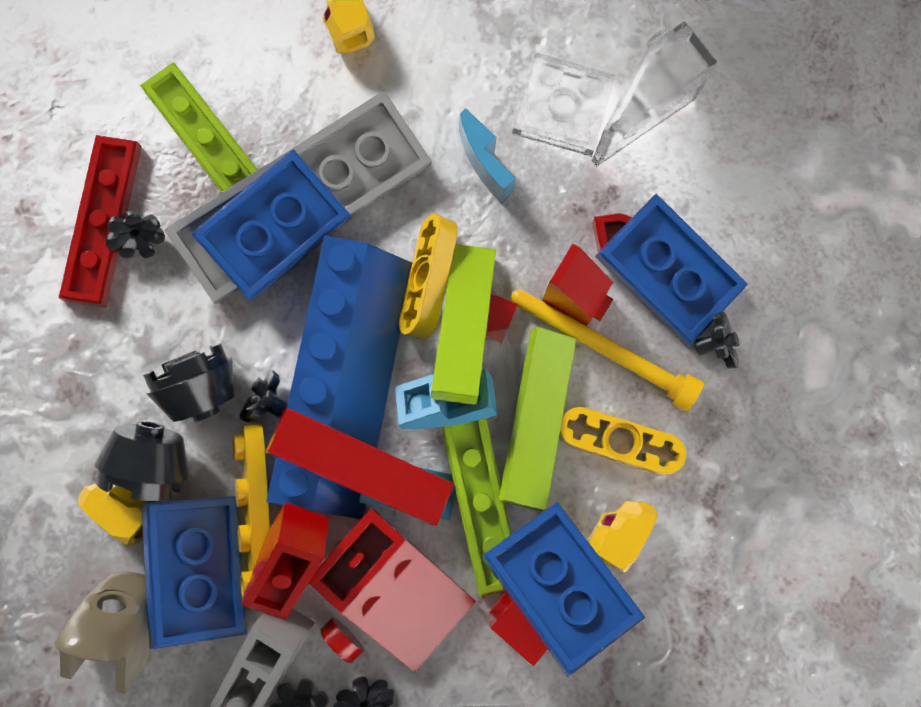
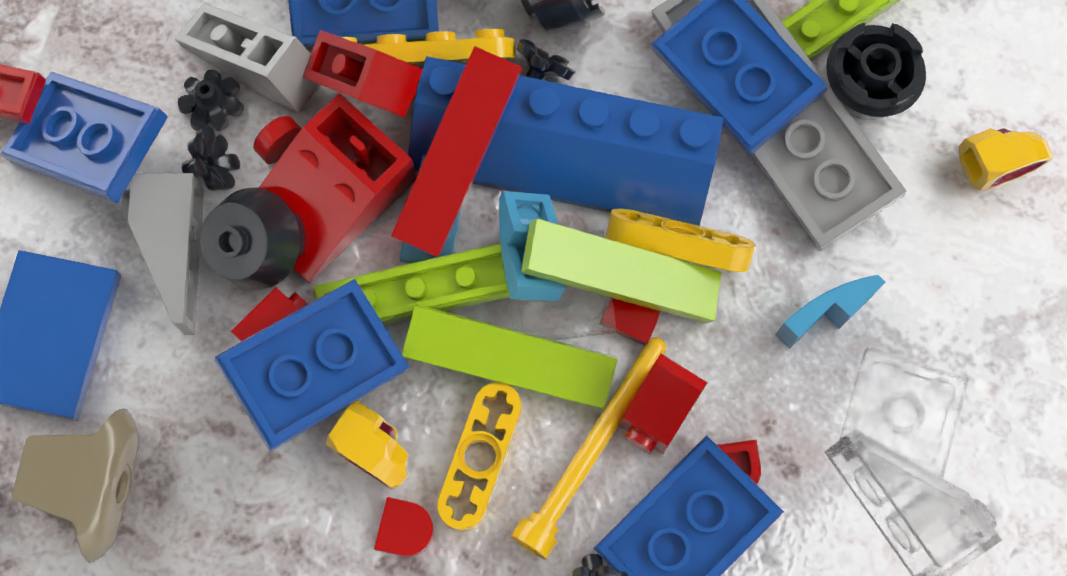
camera: 95 degrees right, 5 degrees down
(276, 109) = (876, 70): none -> black cone
(443, 655) = (252, 239): none -> black cone
(686, 502) = (404, 529): none -> red tile

